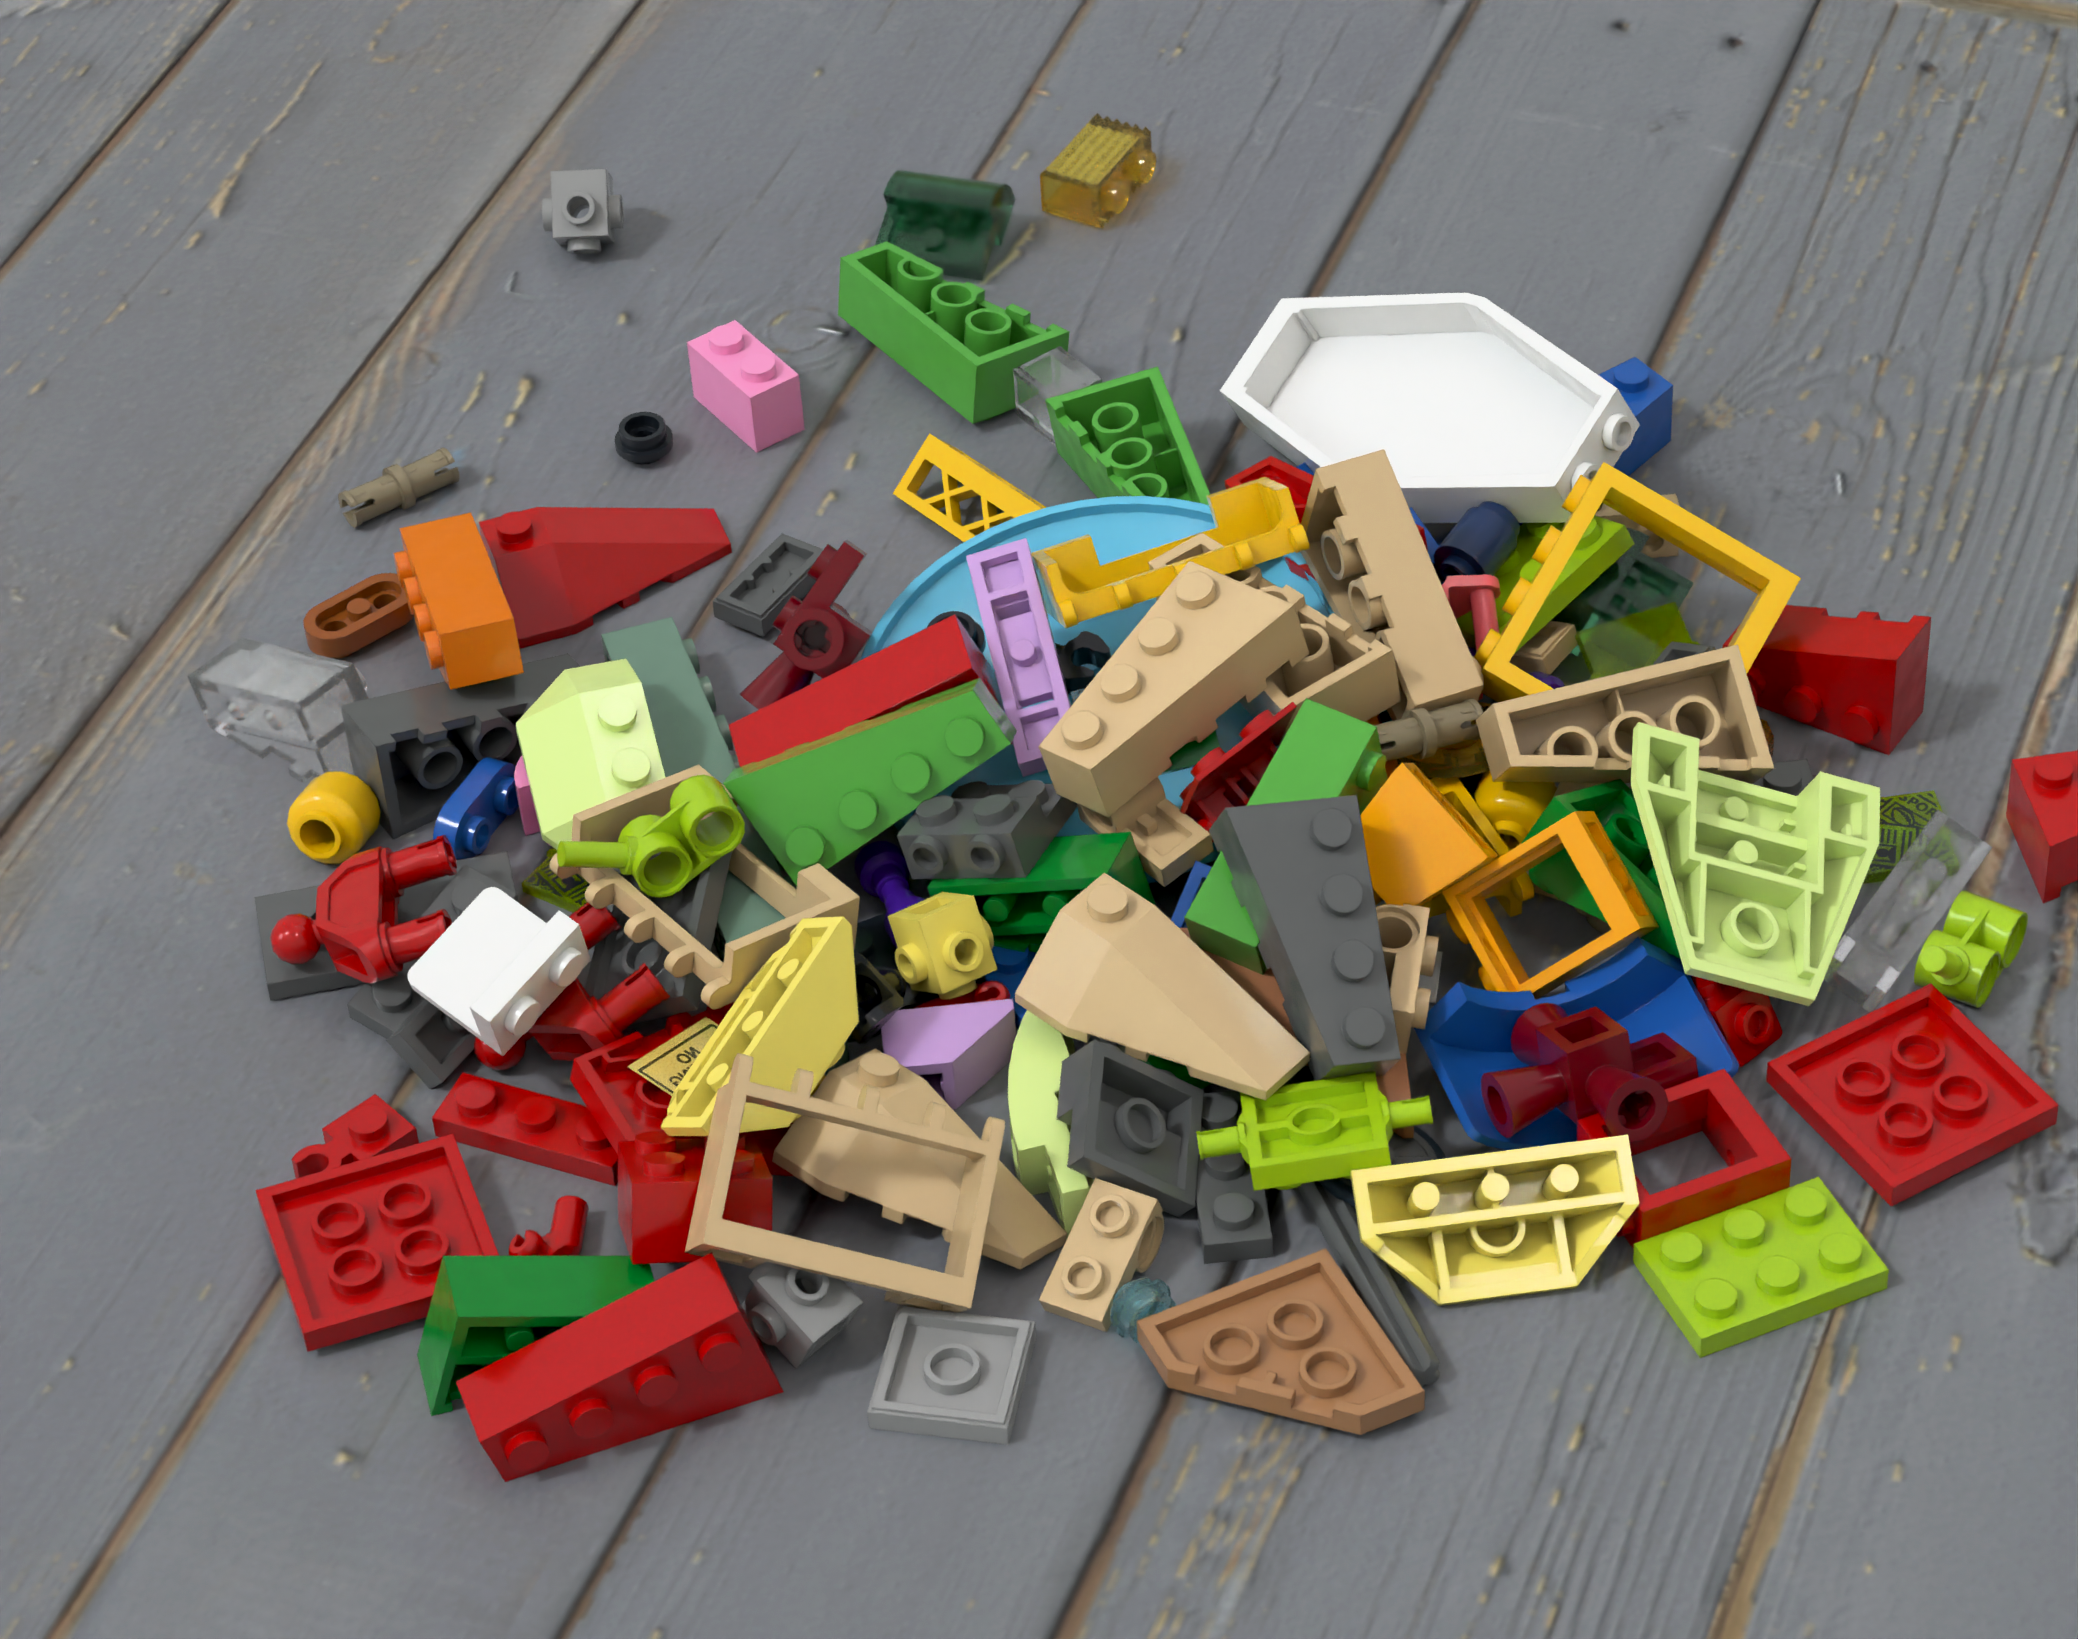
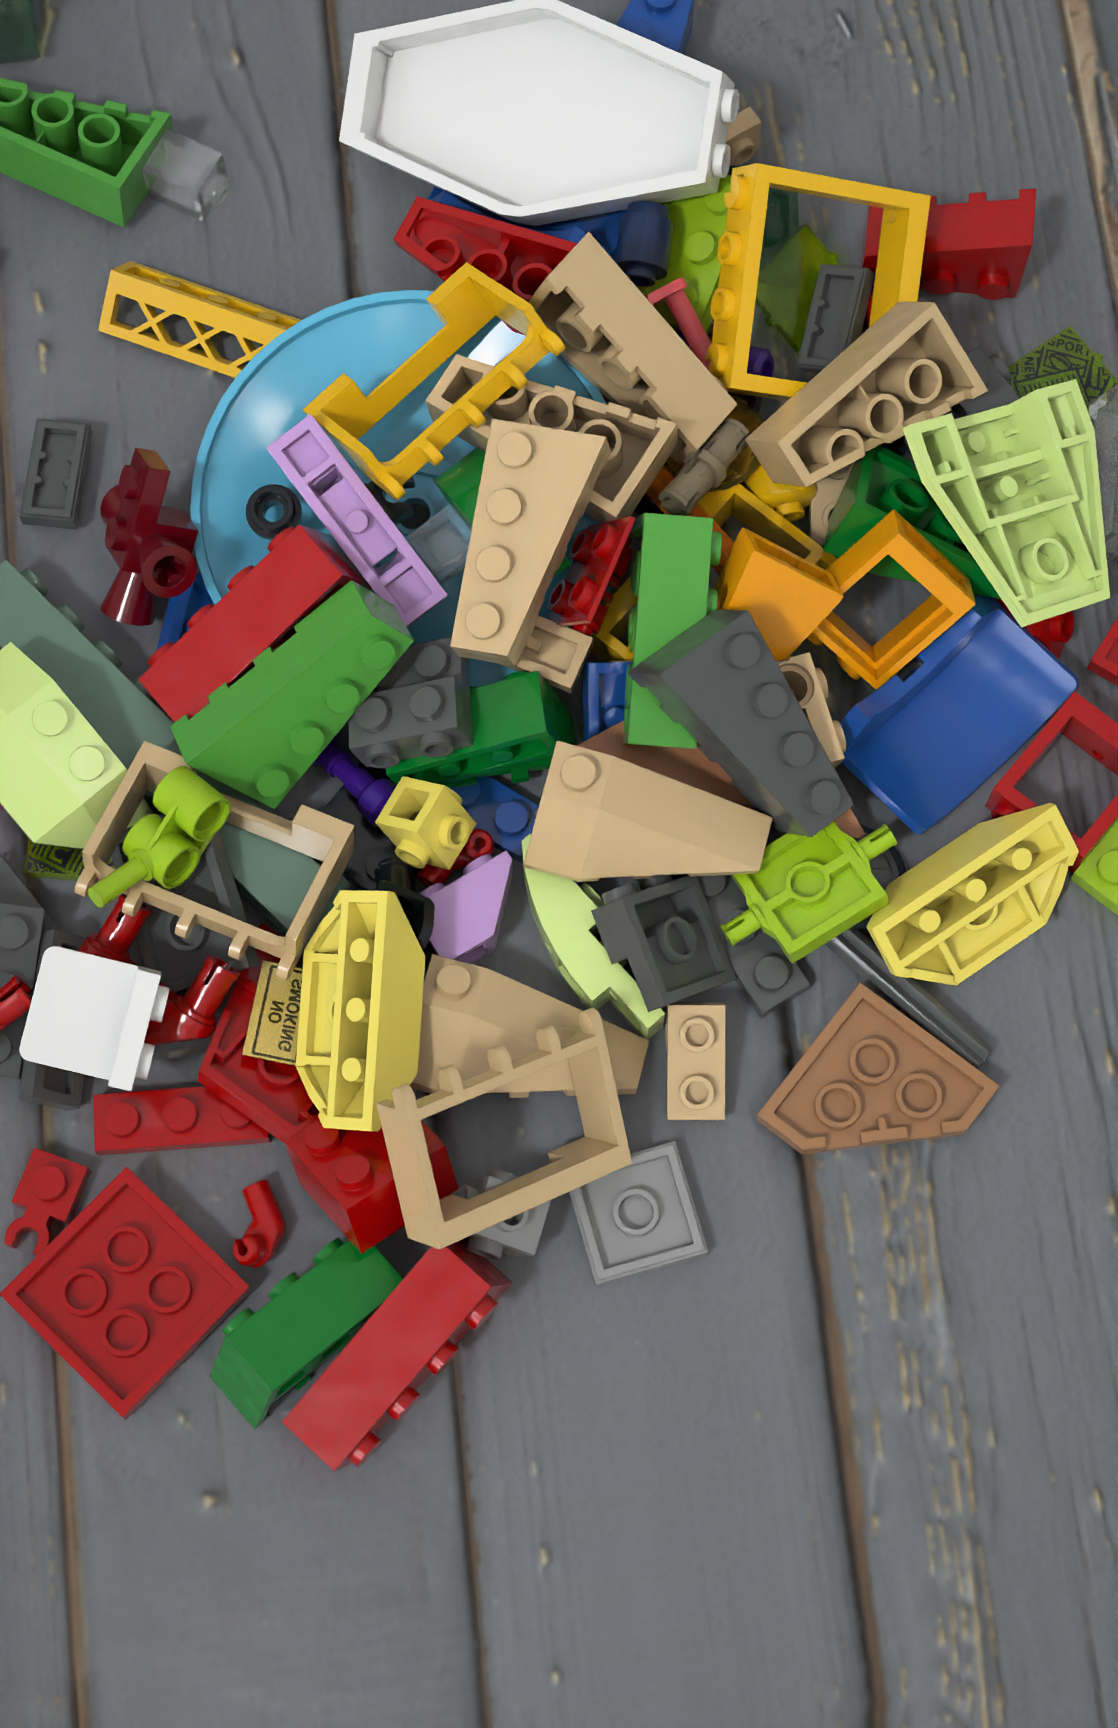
camera: 30 degrees left, 30 degrees up
(1127, 439) = (295, 226): bright green wedge -> none
(1137, 1301) = (749, 1094): clear light blue plate -> none
(1583, 1070) = (983, 742): dark red brick -> none

